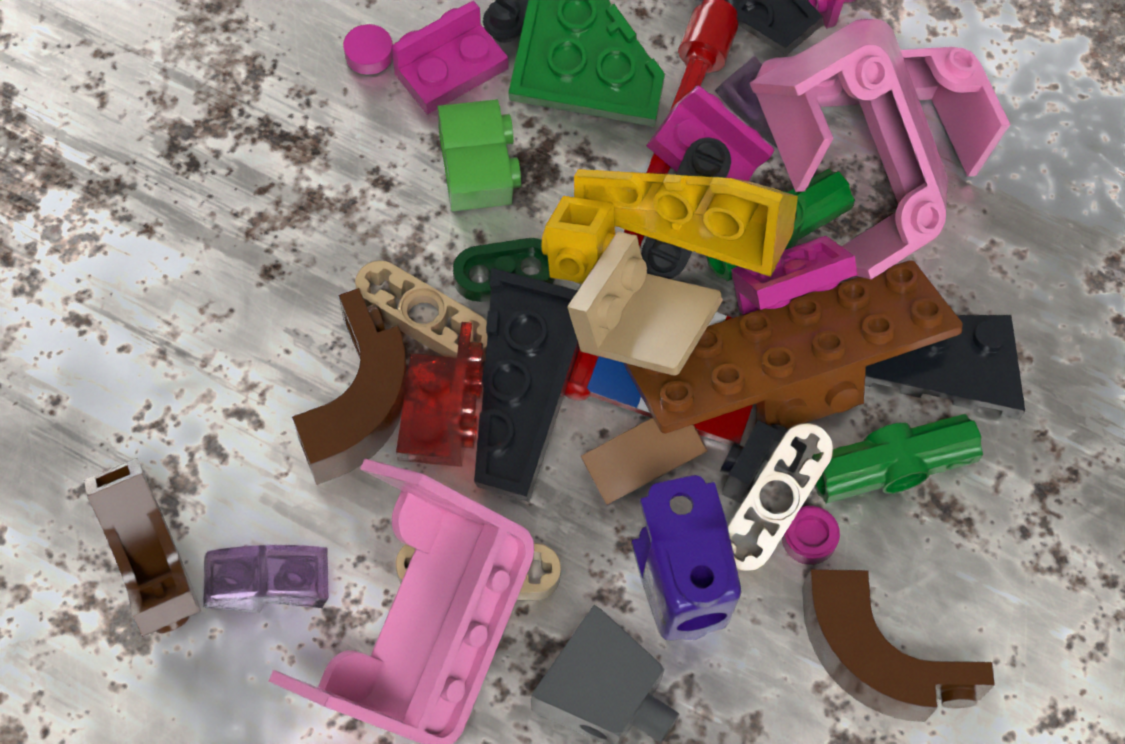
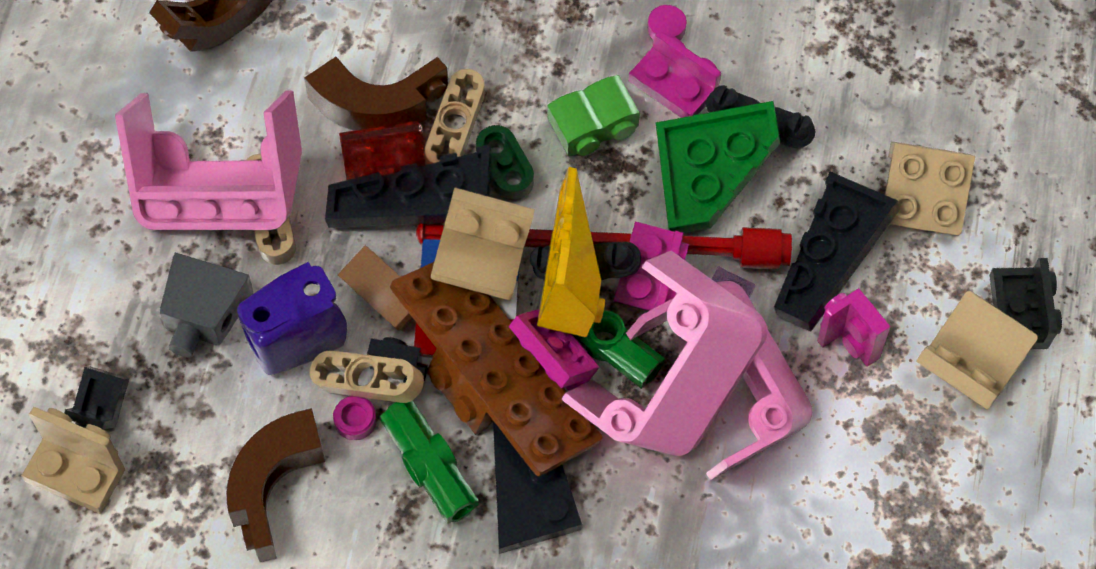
camera: 75 degrees right, 0 degrees up
(262, 574) = (226, 83): clear purple slope -> none
(577, 237) = (532, 187): yellow brick -> none

